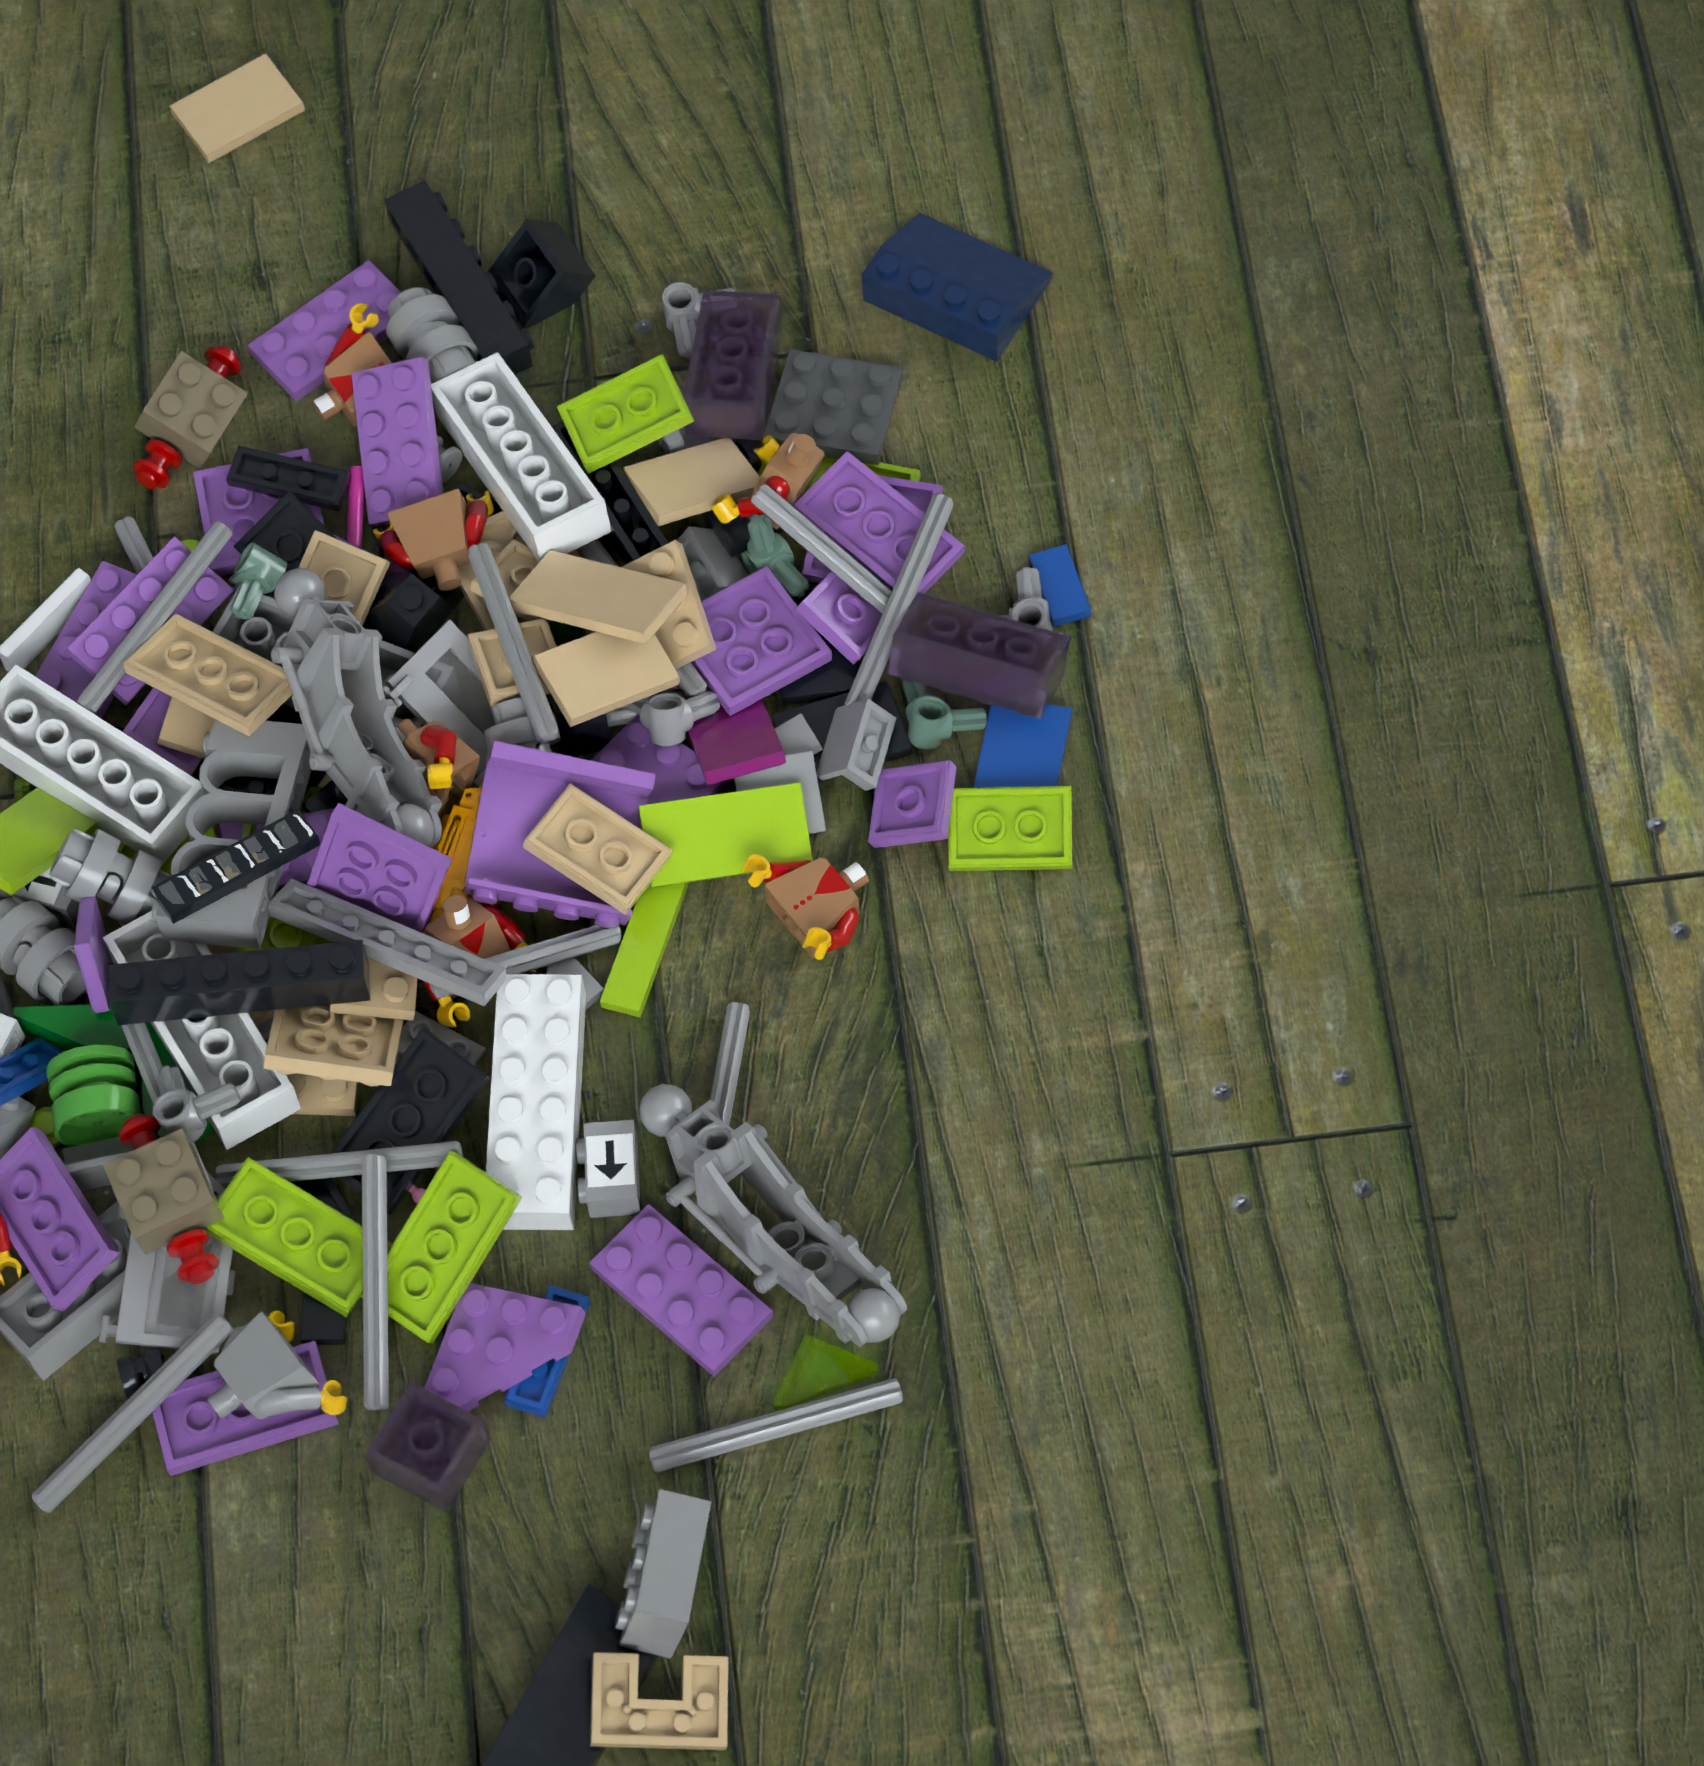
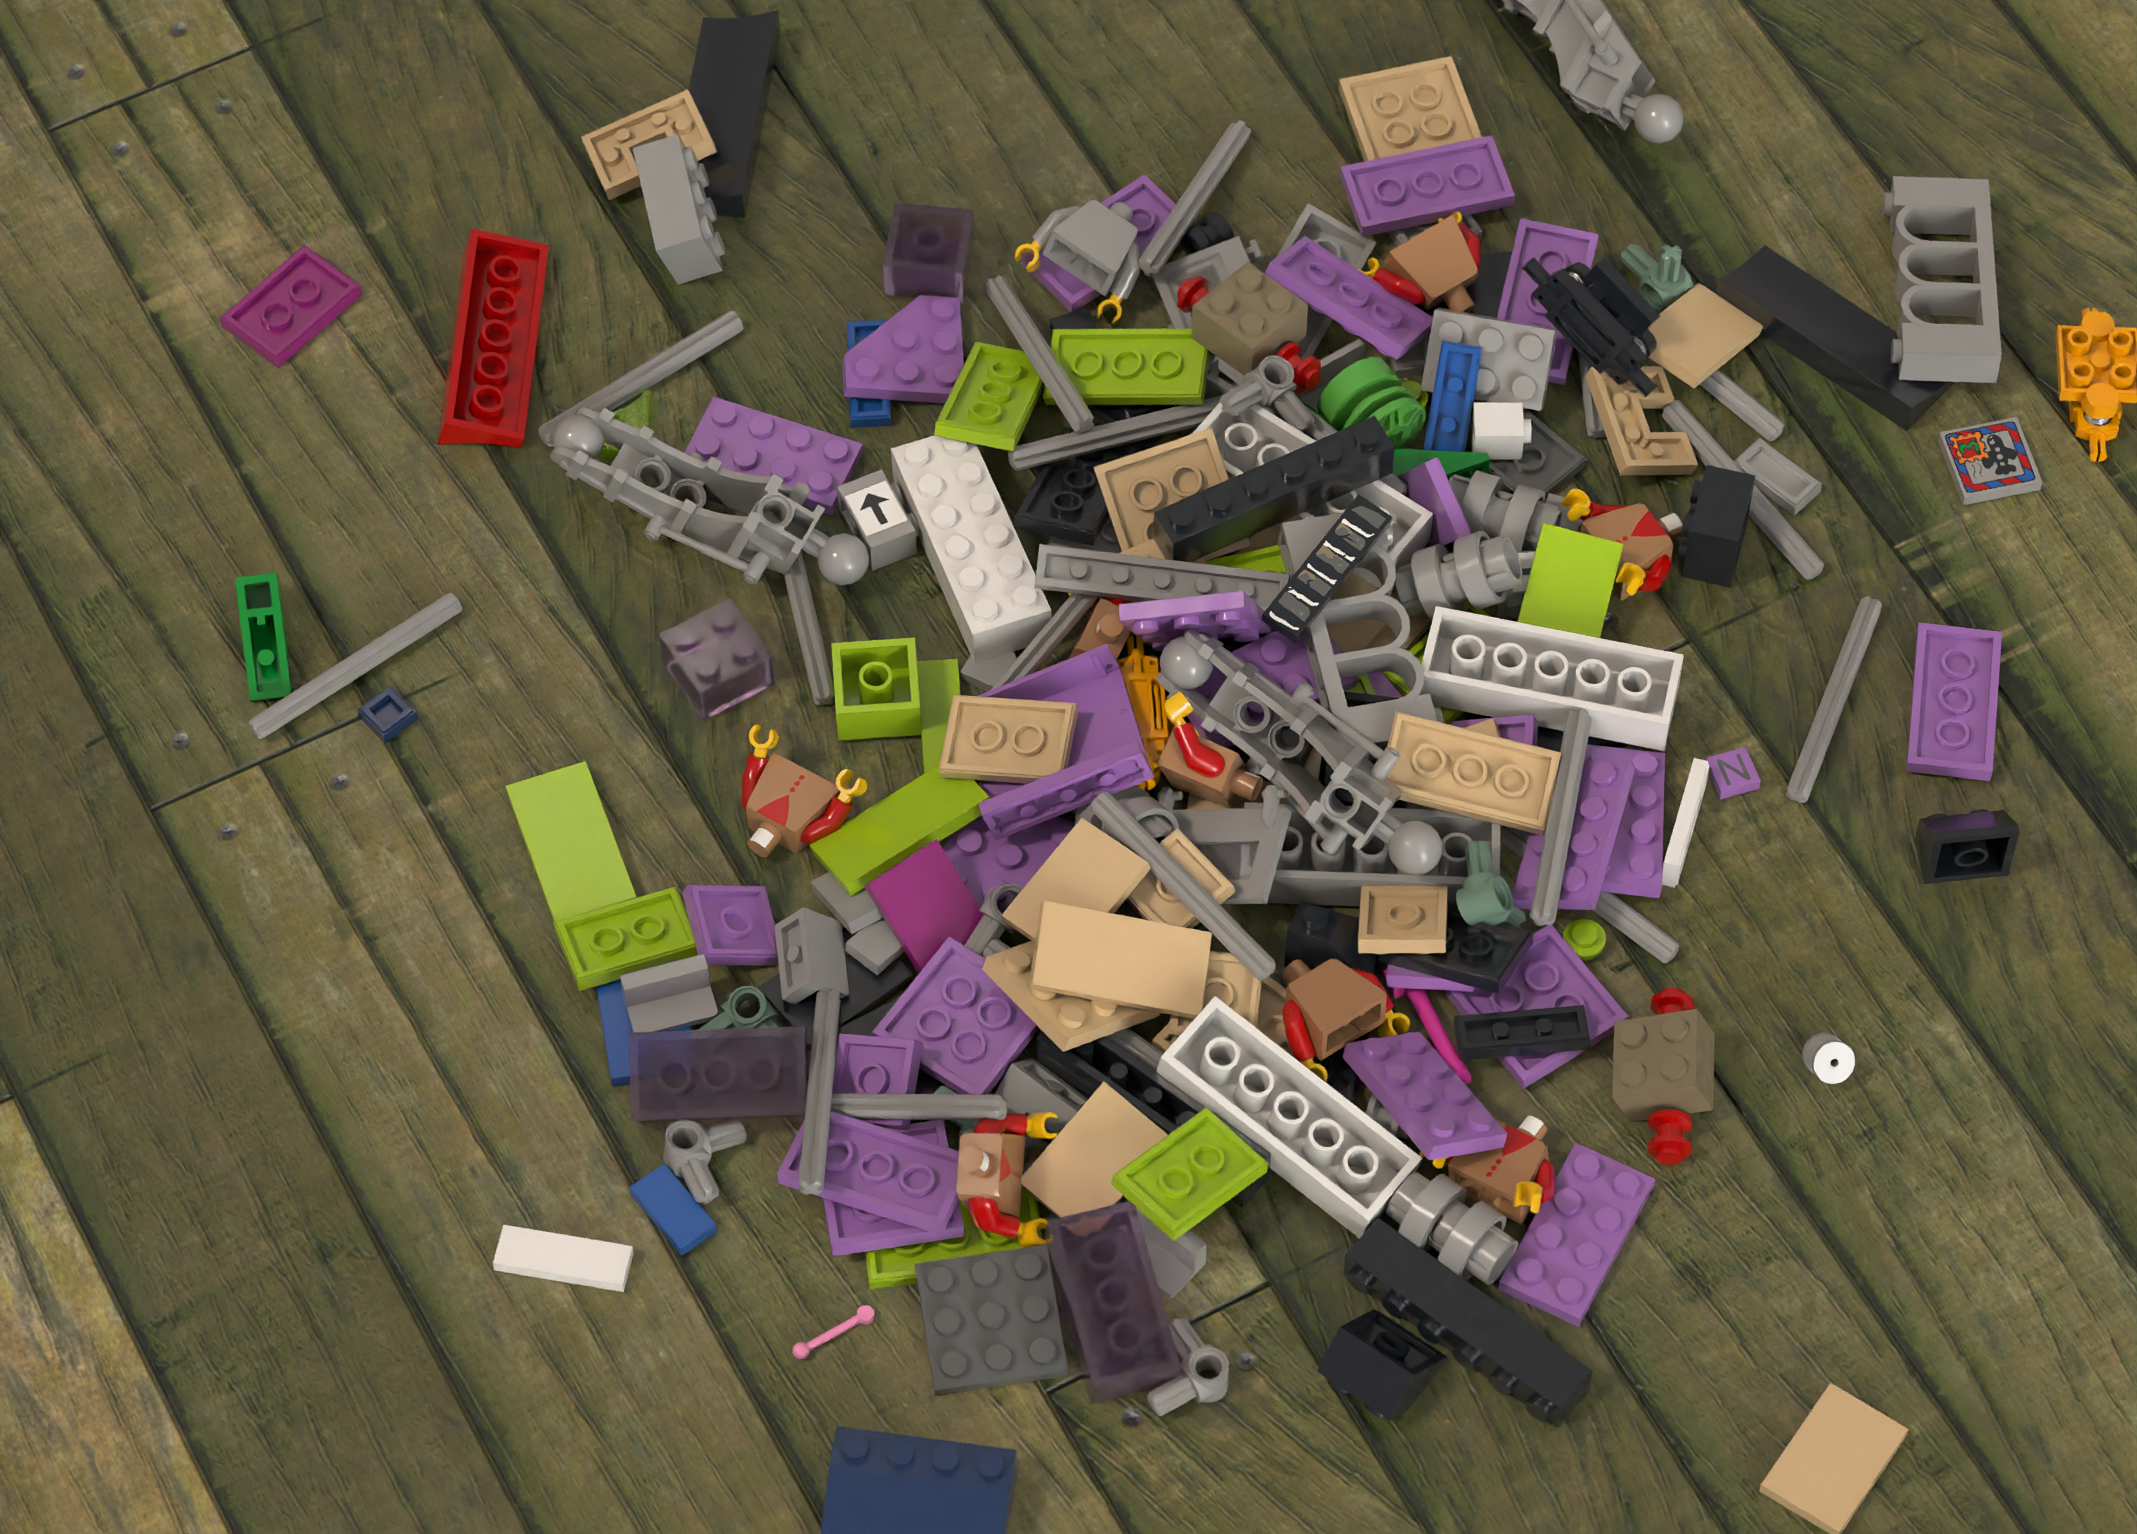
camera: 155 degrees right, 5 degrees down
(54, 387) = (1828, 1058): none -> wheel
(689, 979) = (876, 689): none -> lime brick
(824, 1070) = (717, 658): none -> brick
(911, 1526) = (493, 340): none -> red arch
(934, 453) = (864, 1315): none -> bright pink hinge
(995, 752) = (669, 996): none -> light grey panel
(1028, 945) = (570, 841): none -> lime tile
(1106, 1654) = (291, 306): none -> magenta tile
(1155, 1138) = (387, 714): none -> dark blue tile
(1167, 575) = (563, 1258): none -> white tile
(1169, 1197) = (355, 665): none -> light grey axle
(1249, 1255) = (264, 636): none -> green slope

